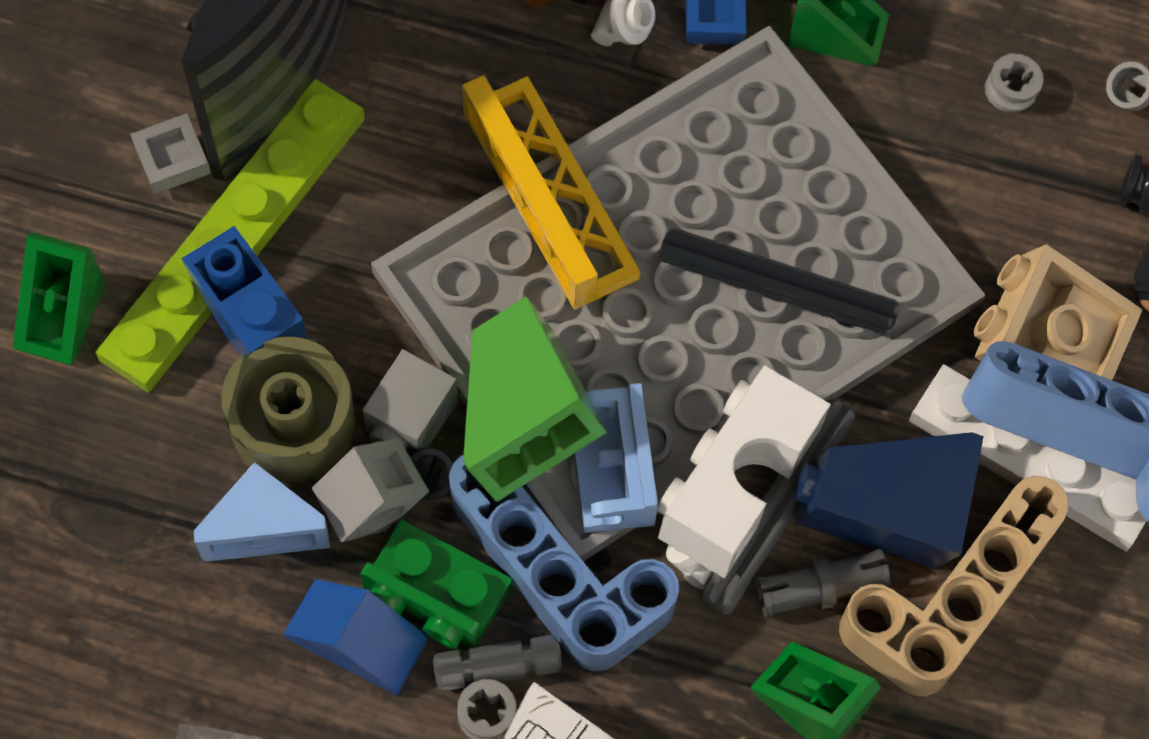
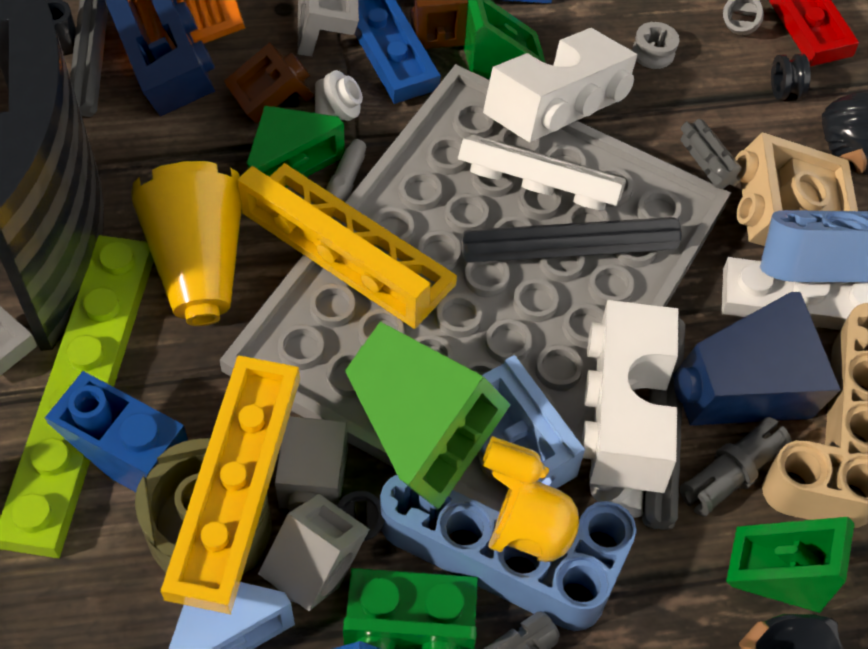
camera: 25 degrees left, 10 degrees down
(317, 396) = (231, 486): none -> yellow plate
(399, 124) = (193, 235): none -> yellow cone
(551, 54) = (297, 139): none -> green slope
(576, 546) = (532, 514): none -> yellow piece
(585, 115) = (347, 170): none -> light grey piece
(786, 193) = (541, 172): none -> white plate
(826, 110) = (543, 98): none -> white arch
(989, 241) = (710, 154): none -> dark grey axle

